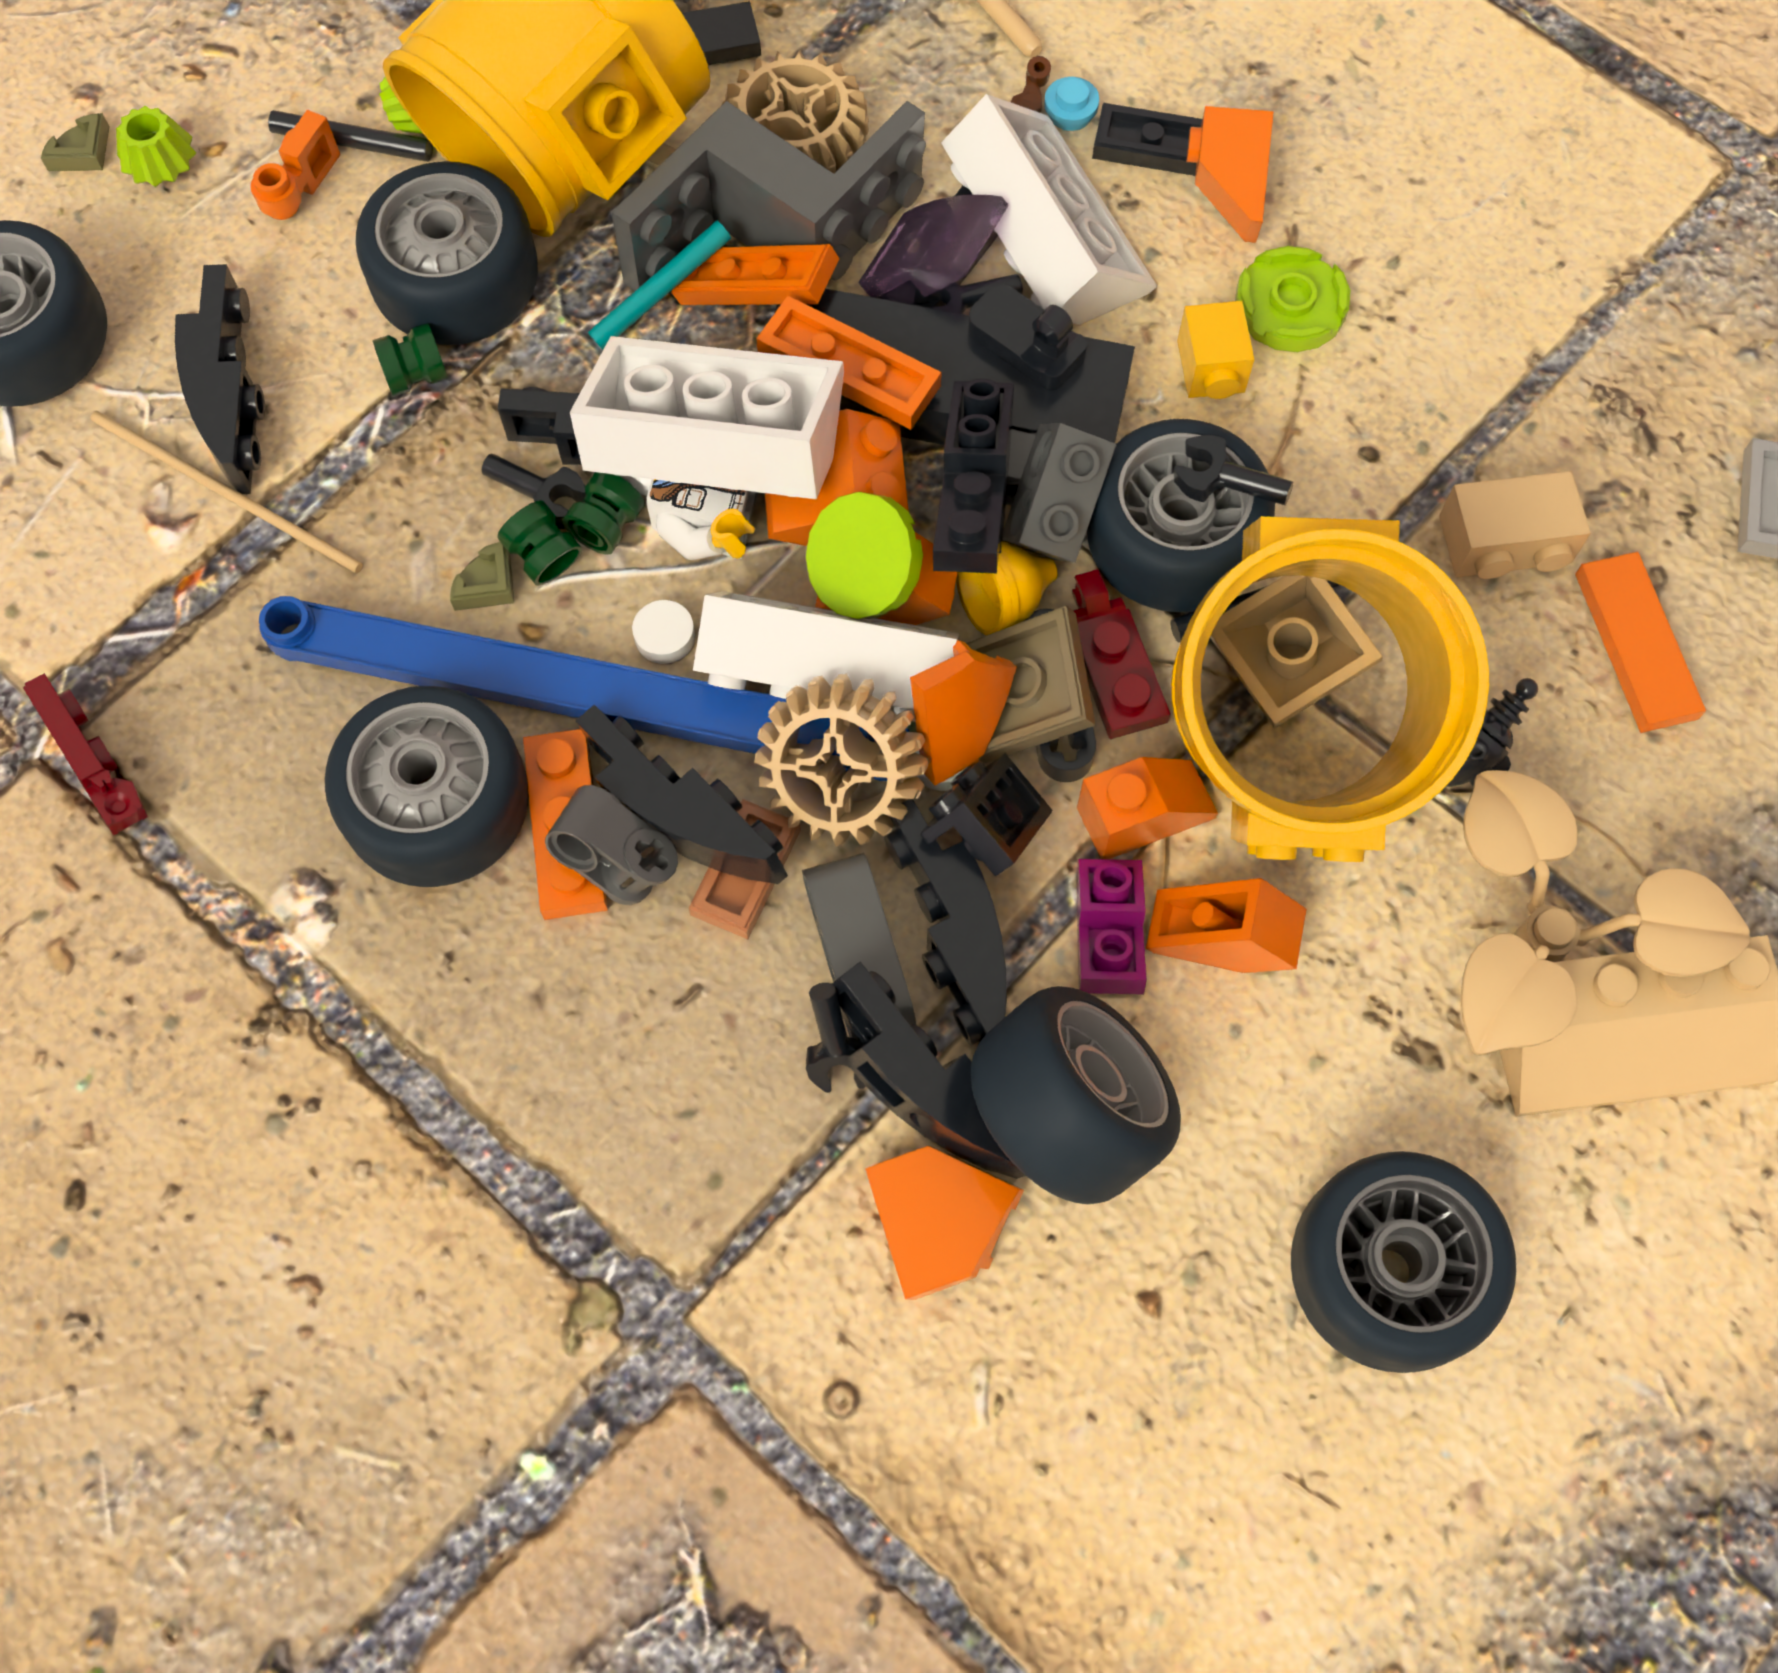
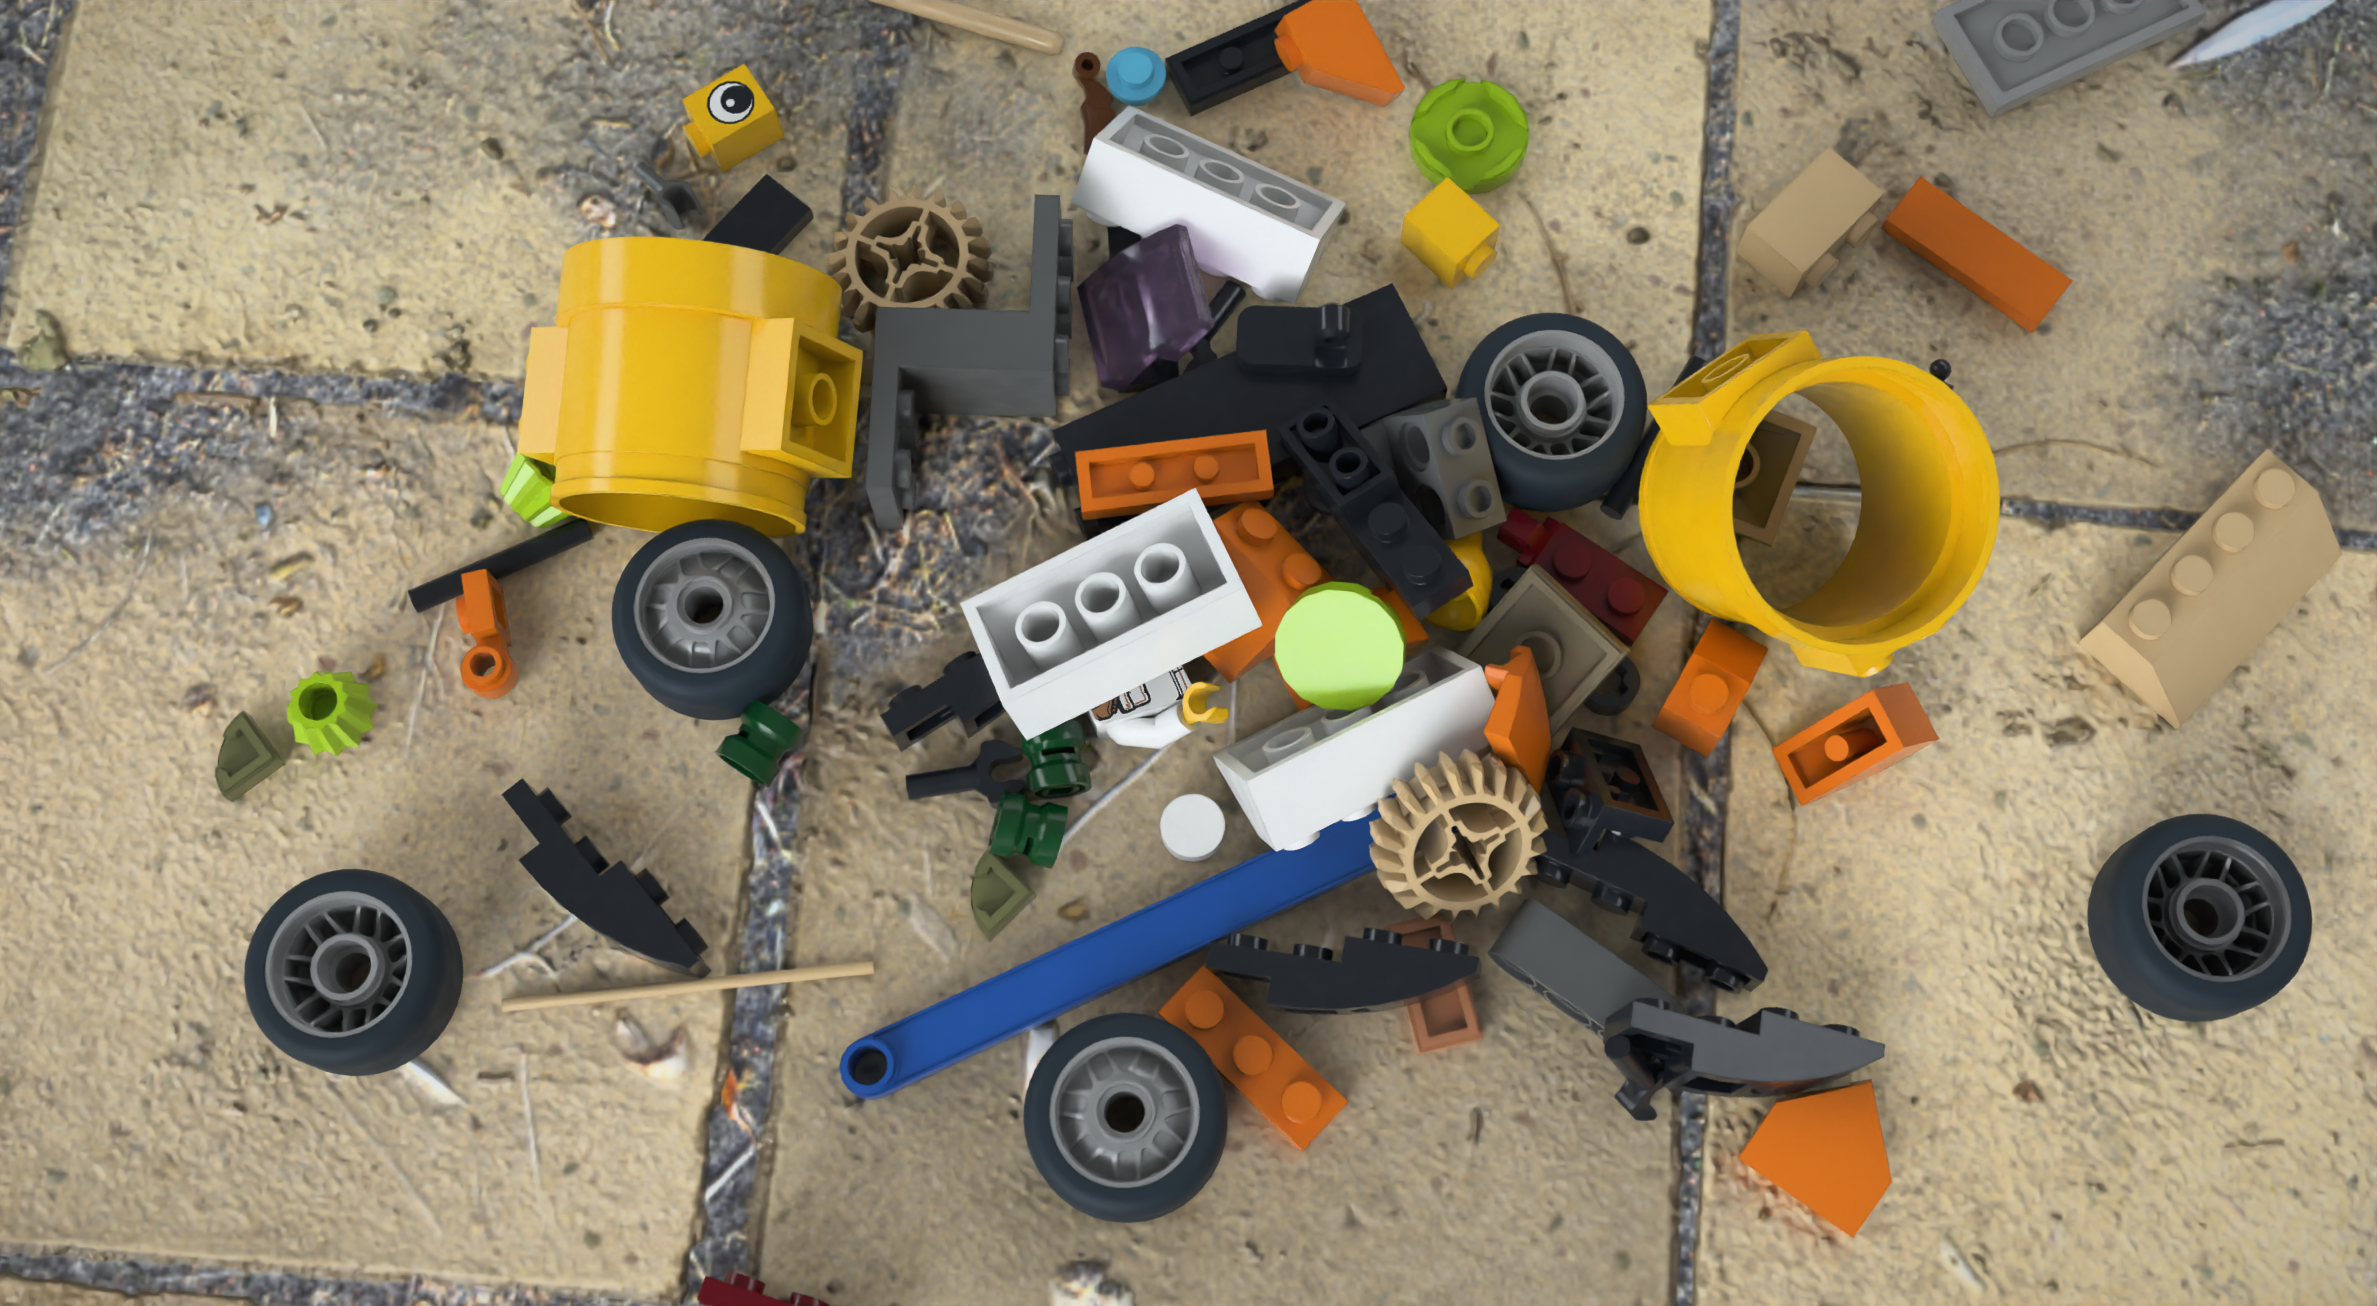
camera: 35 degrees left, 5 degrees up
(606, 845) = (1326, 1050): dark grey piece -> none
(660, 284) = (924, 512): teal bar -> none
(760, 276) = (1009, 445): orange tile -> none
(1075, 1096) = (1873, 978): black wheel -> none
(1111, 926) = (1760, 809): magenta slope -> none
(1226, 474) = (1581, 357): black bar -> none
(1511, 982) = (2132, 642): tan plant -> none

